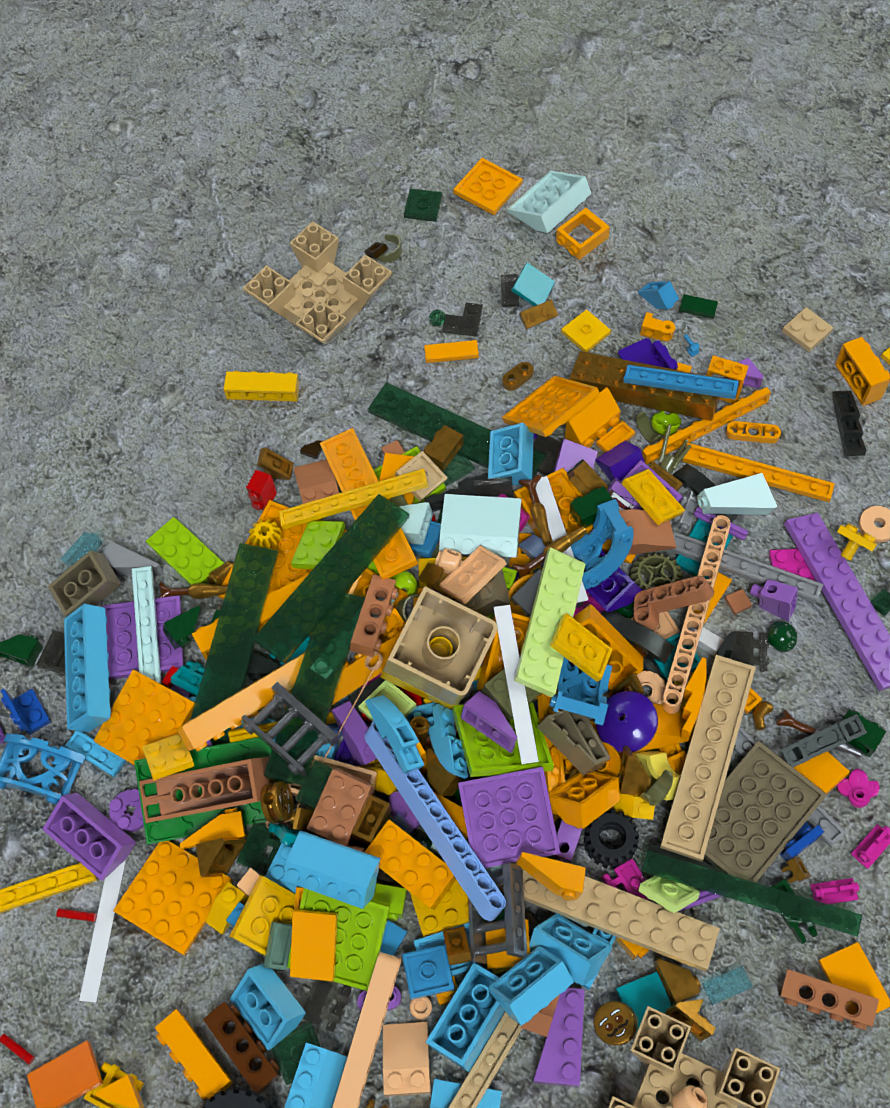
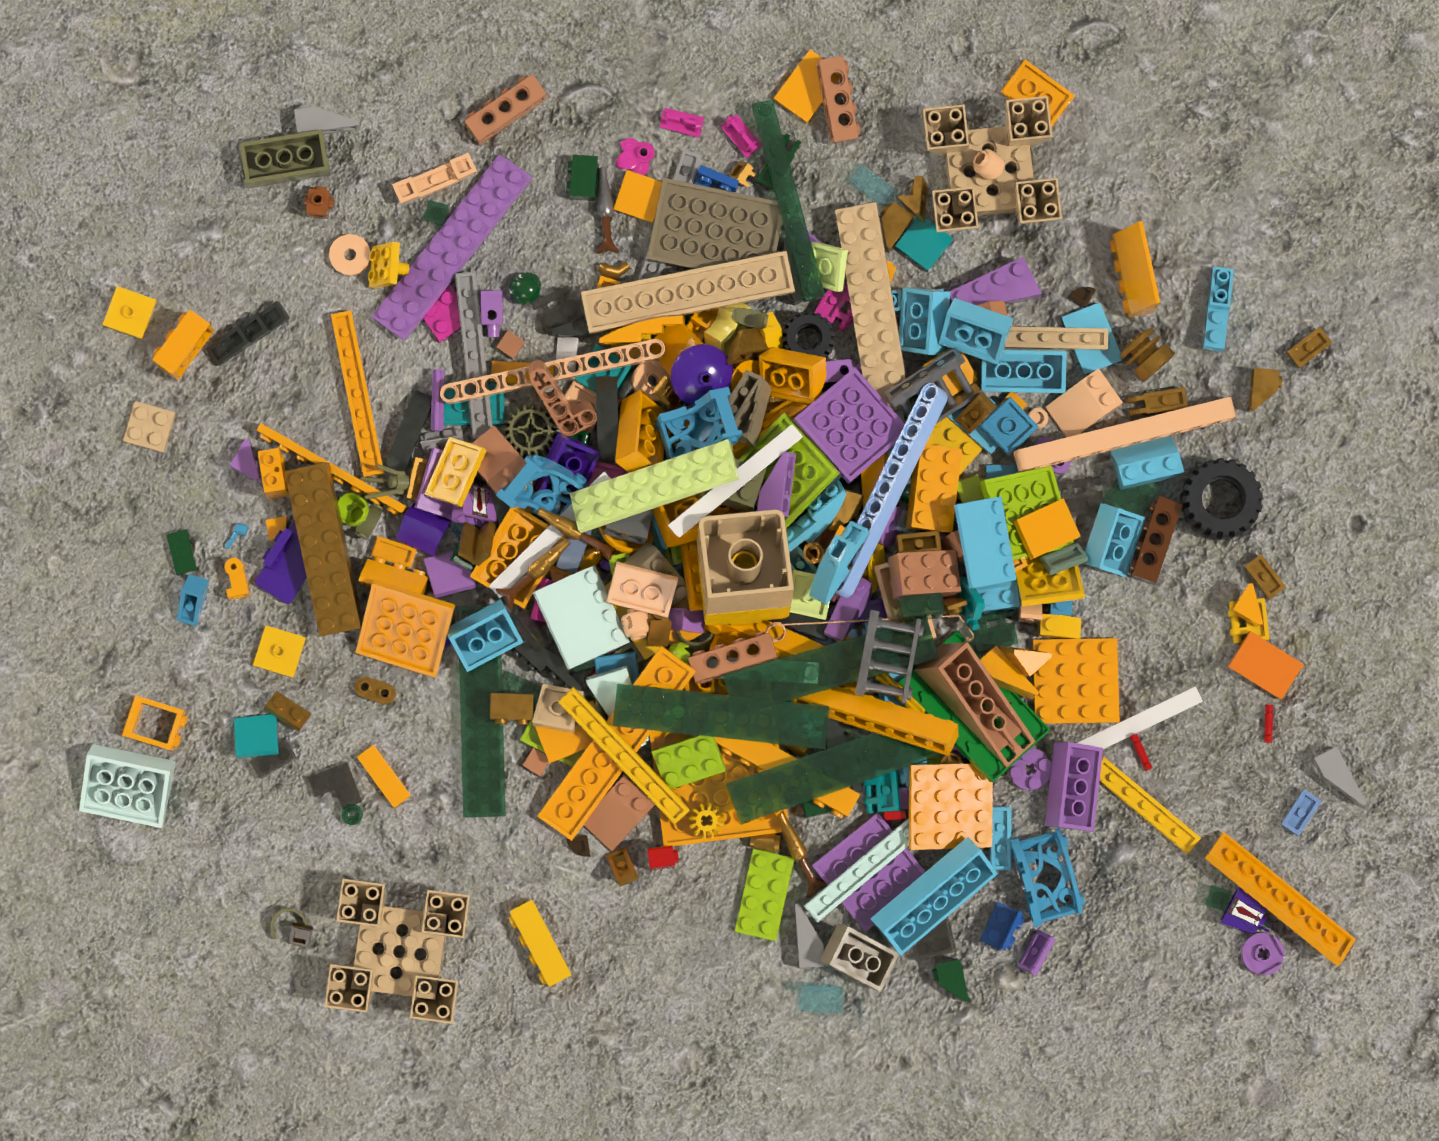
camera: 130 degrees left, 20 degrees up
(167, 757) = (973, 752): yellow plate -> none
(181, 627) = (844, 833): dark green slope -> none
(193, 1055) = (1185, 574): light orange brick -> none
(277, 802) = (953, 632): pearl gold head -> none
(423, 205) = (207, 924): clear green tile -> none
(488, 186) = (143, 865): light orange plate -> none
(557, 876) = (877, 358): light orange slope -> none
(581, 647) = (665, 445): yellow tile -> none
(585, 508) = (504, 519): dark green brick -> none
(615, 1023) = (957, 256): pearl gold head -> none
(681, 381) = (313, 508): dark azure tile -> none
(739, 426) = (299, 409): light orange beam -> none
(740, 496) = (401, 393): light aqua slope -> none
(823, 740) = (614, 205): pearl dark grey slope -> none

